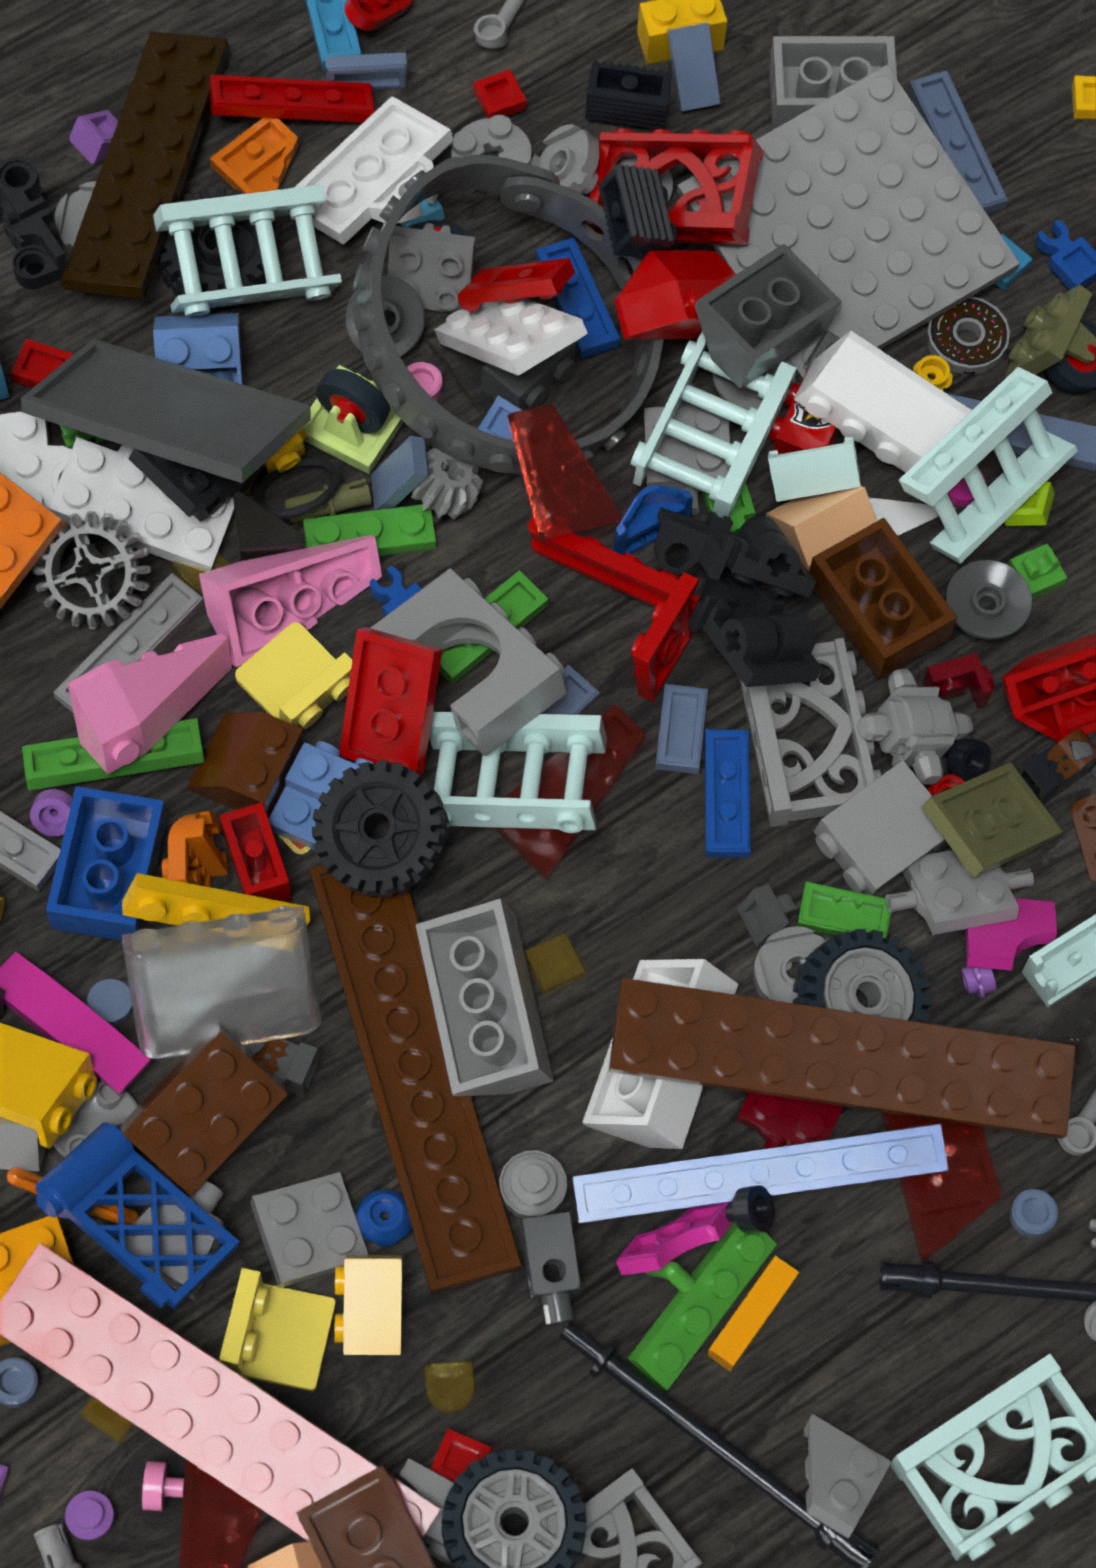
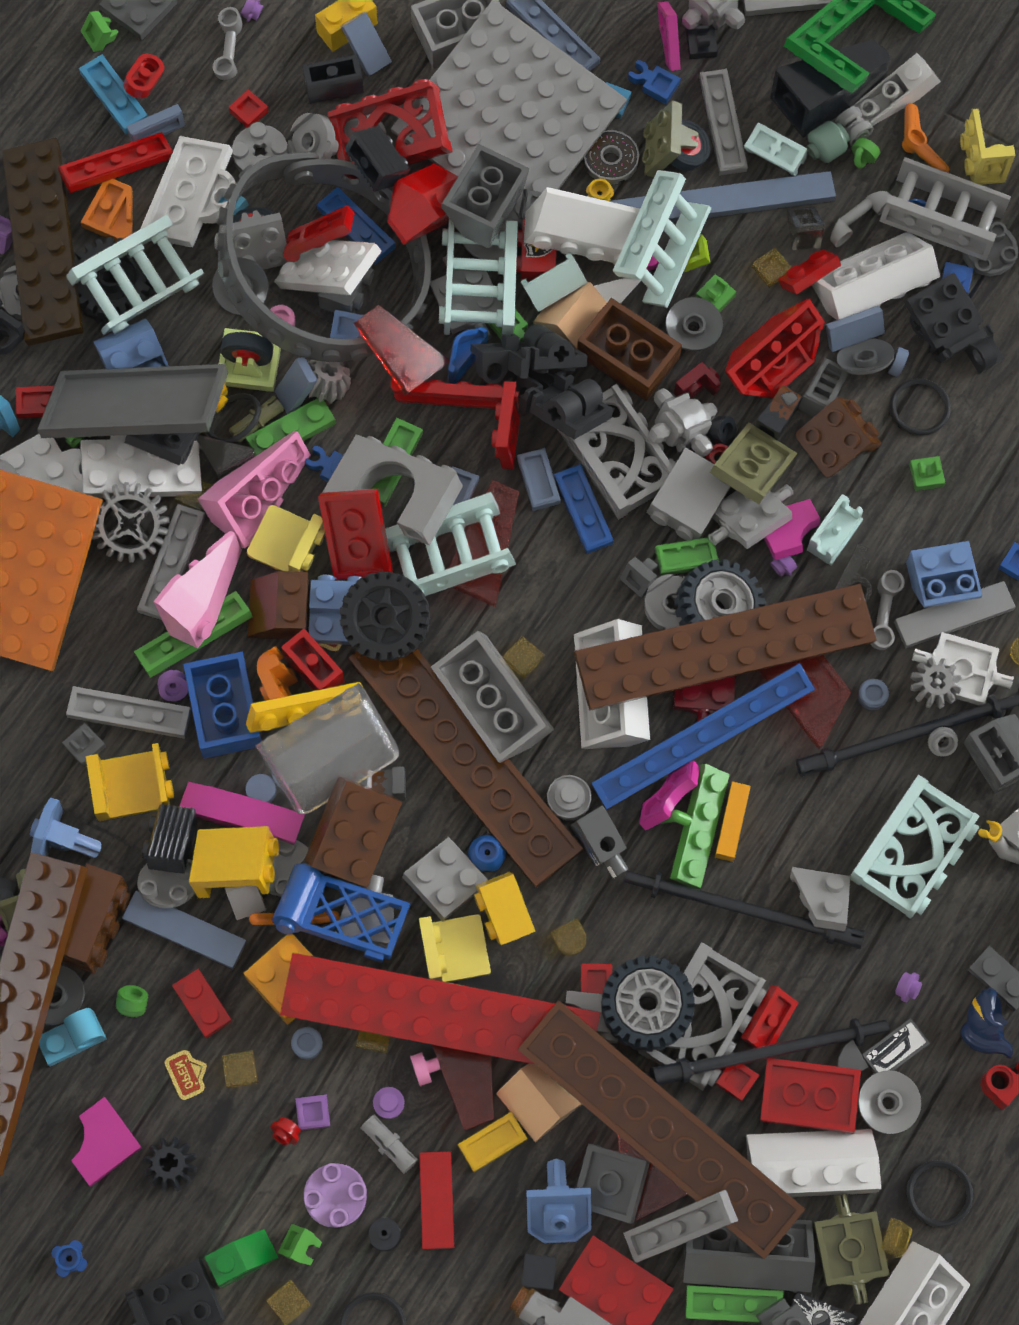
camera: 20 degrees left, 5 degrees up
(752, 1210) = (708, 760): black tile -> none

